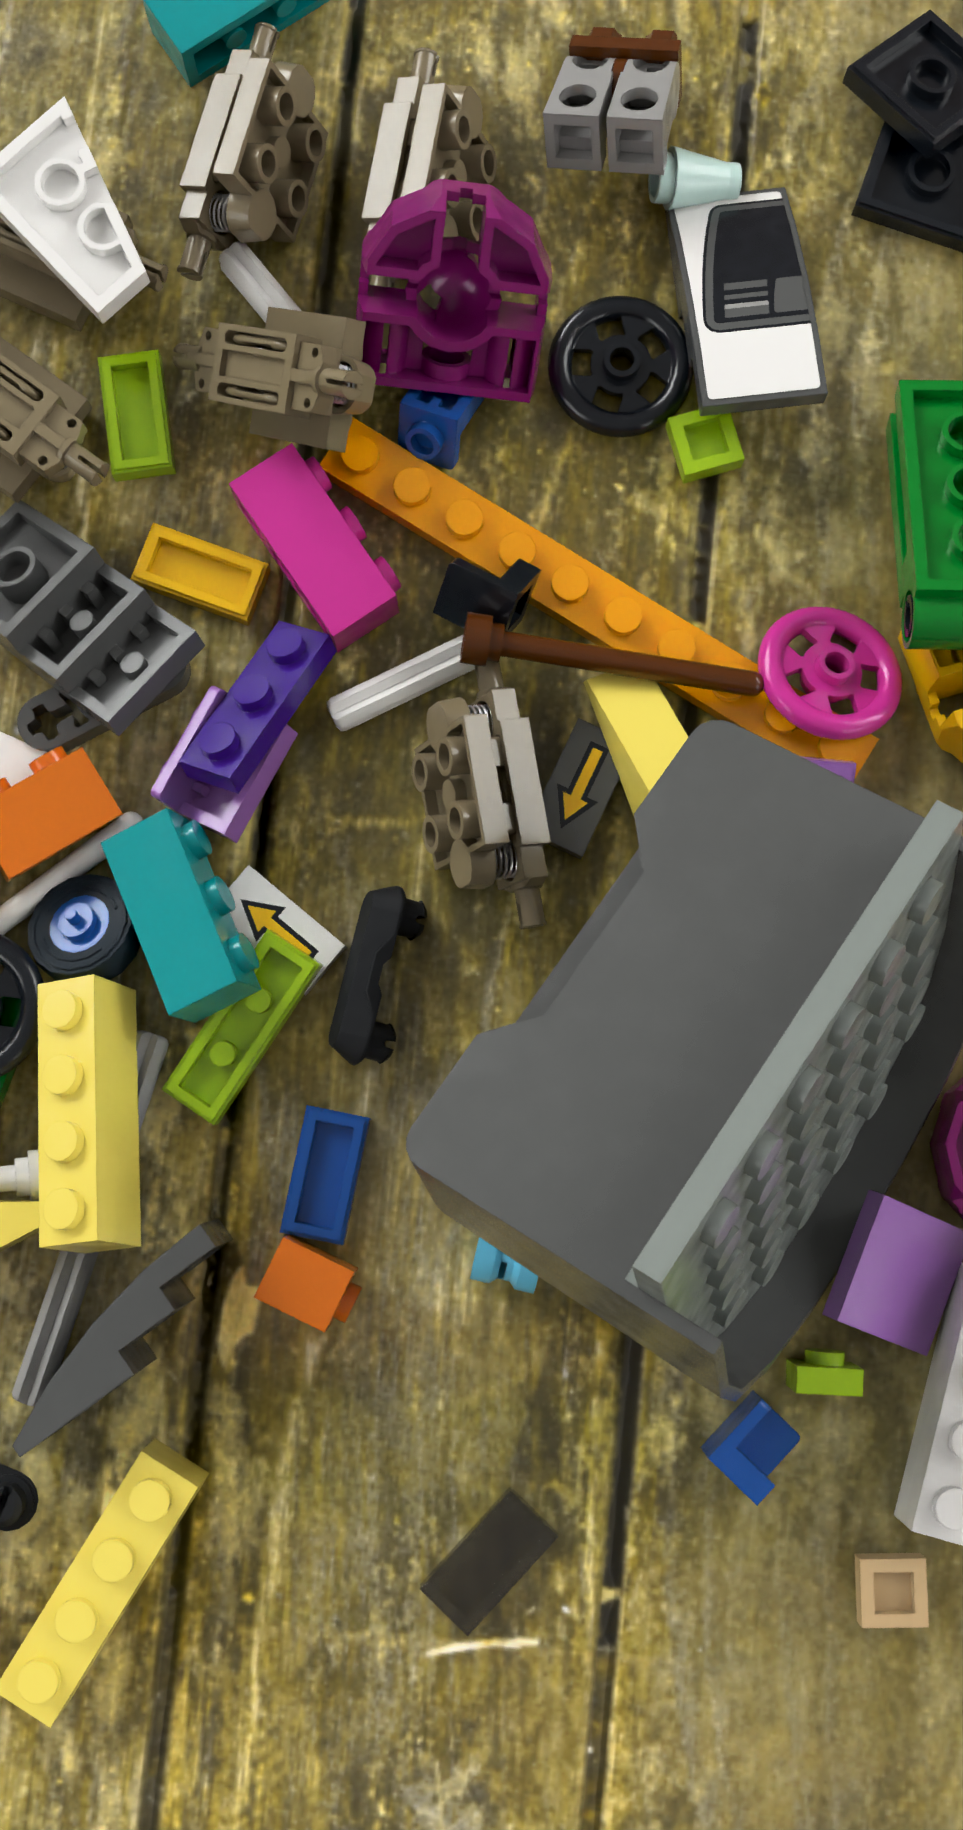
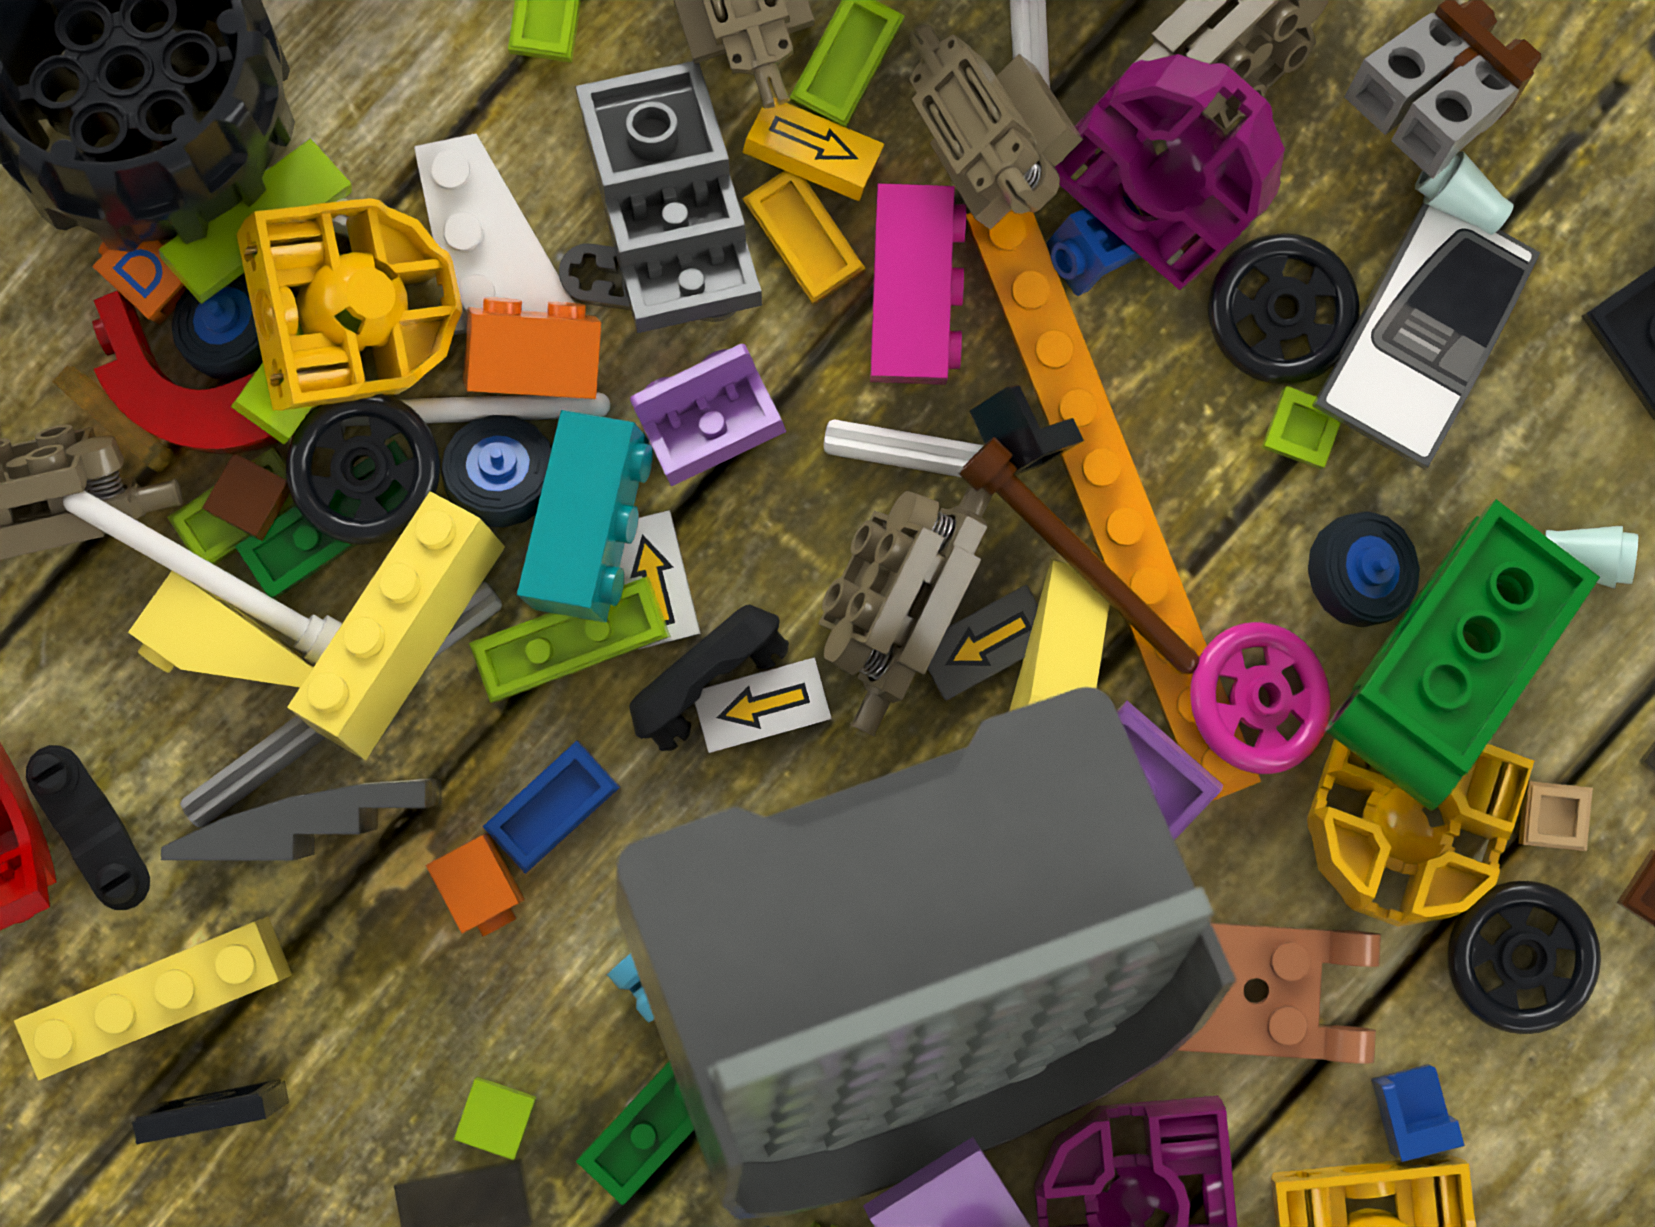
camera: 40 degrees right, 5 degrees up
(158, 499) = (814, 148): none -> yellow tile
(217, 1644) = (210, 1111): none -> black tile
(258, 706) = (769, 388): dark purple plate -> none
(437, 967) = (762, 705): none -> white tile
(463, 1468) = (495, 1118): none -> lime tile
(595, 1389) = (639, 1137): none -> green plate
(834, 515) = (1363, 569): none -> black wheel

